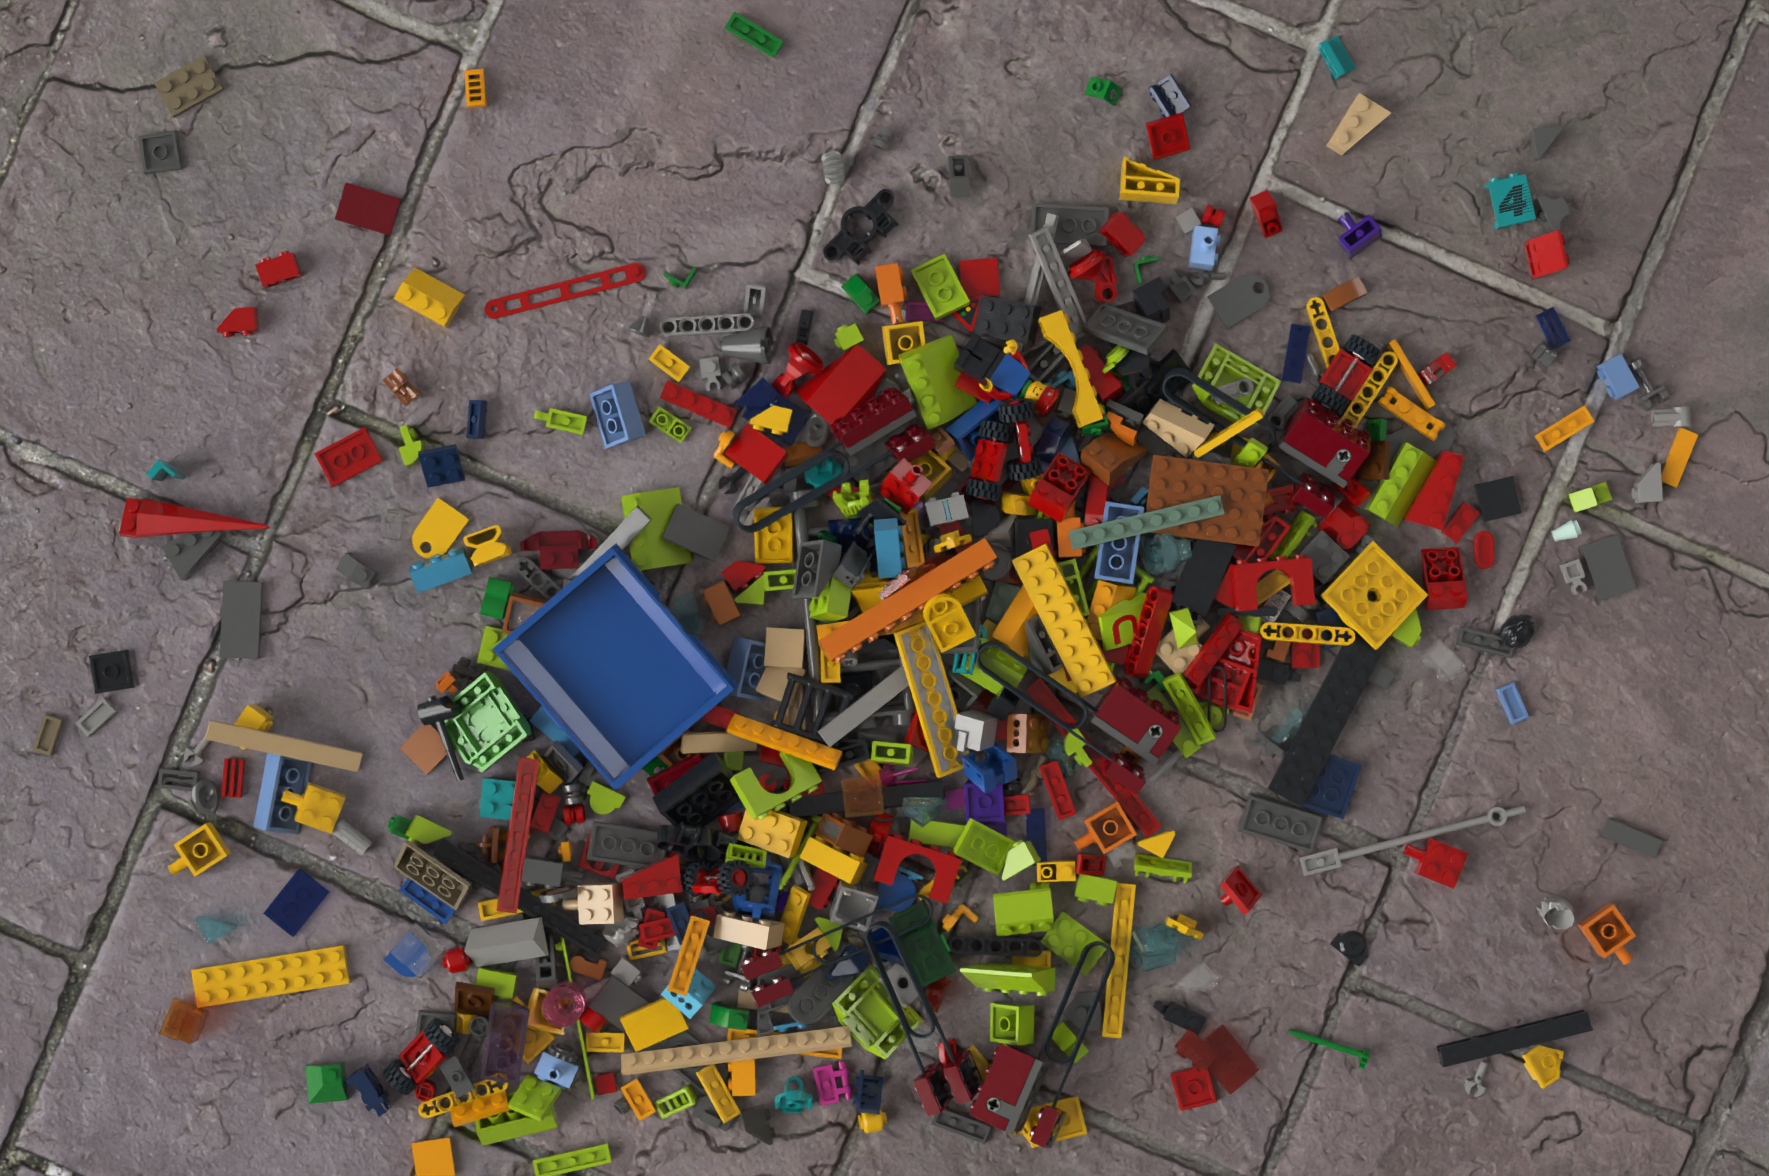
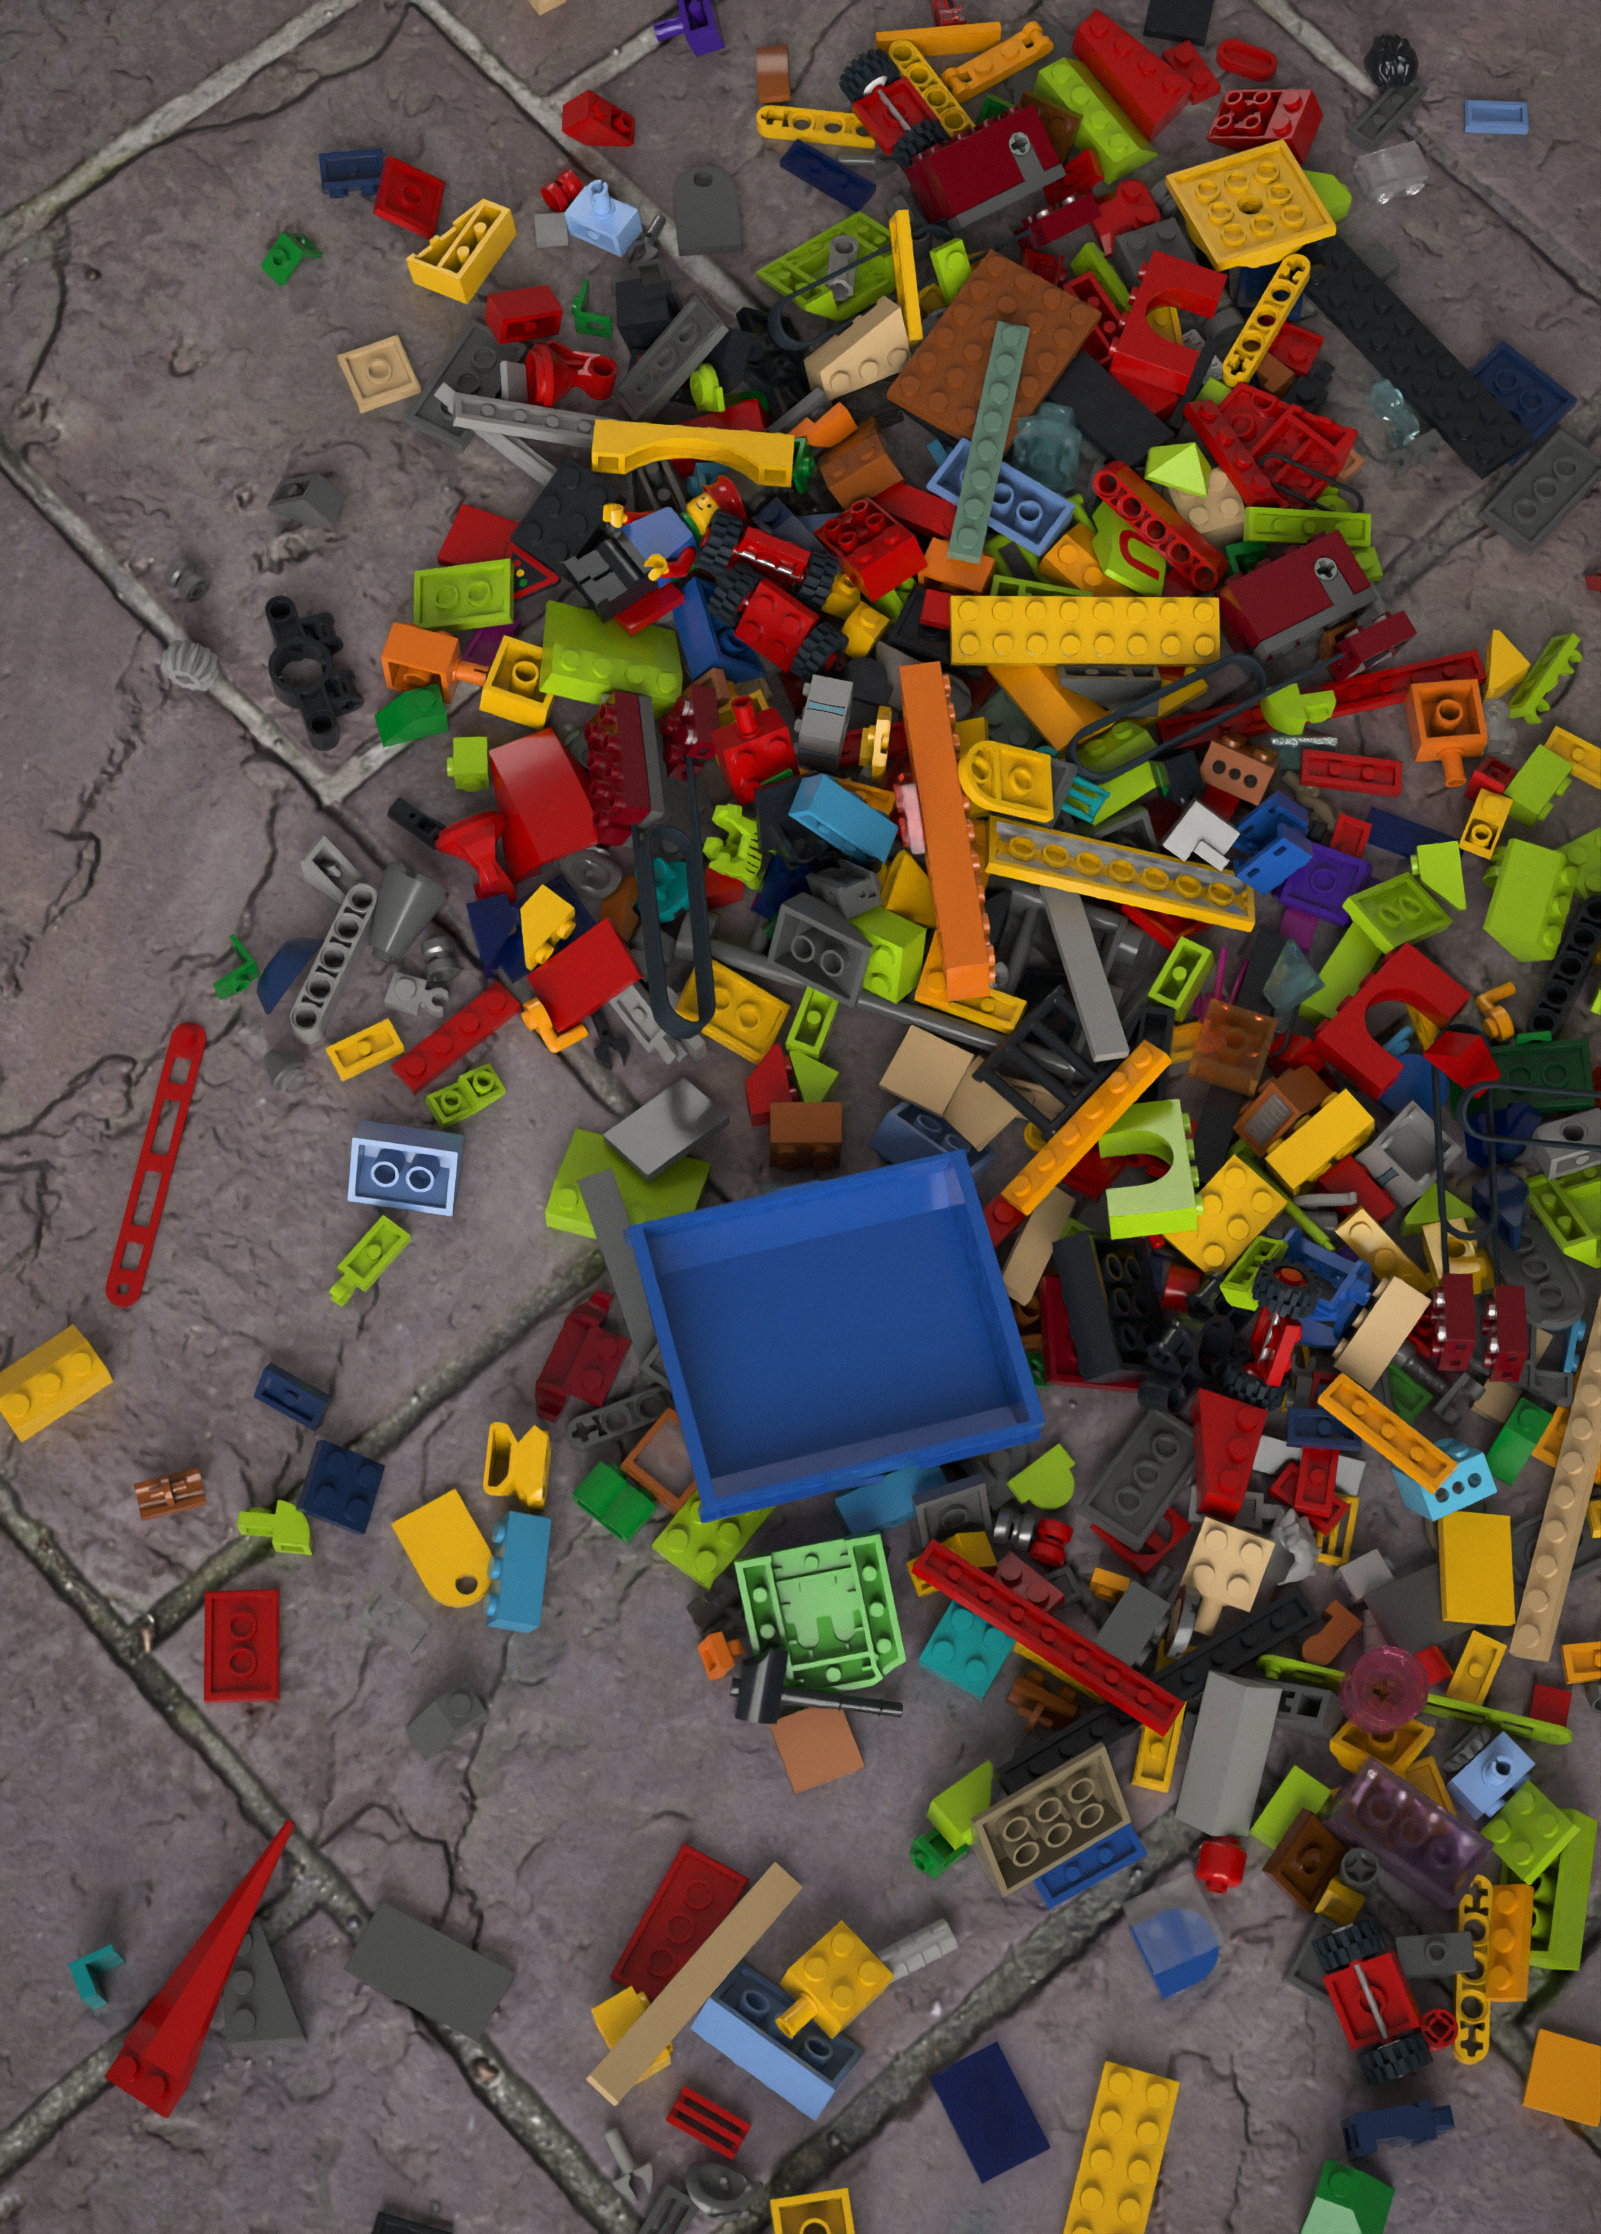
camera: 70 degrees left, 20 degrees down
(315, 723) = (678, 1920): none -> red tile
(701, 304) = (284, 969): none -> dark blue piece
(907, 914) = (1463, 1059): none -> red slope
(1055, 173) = (379, 374): none -> tan tile

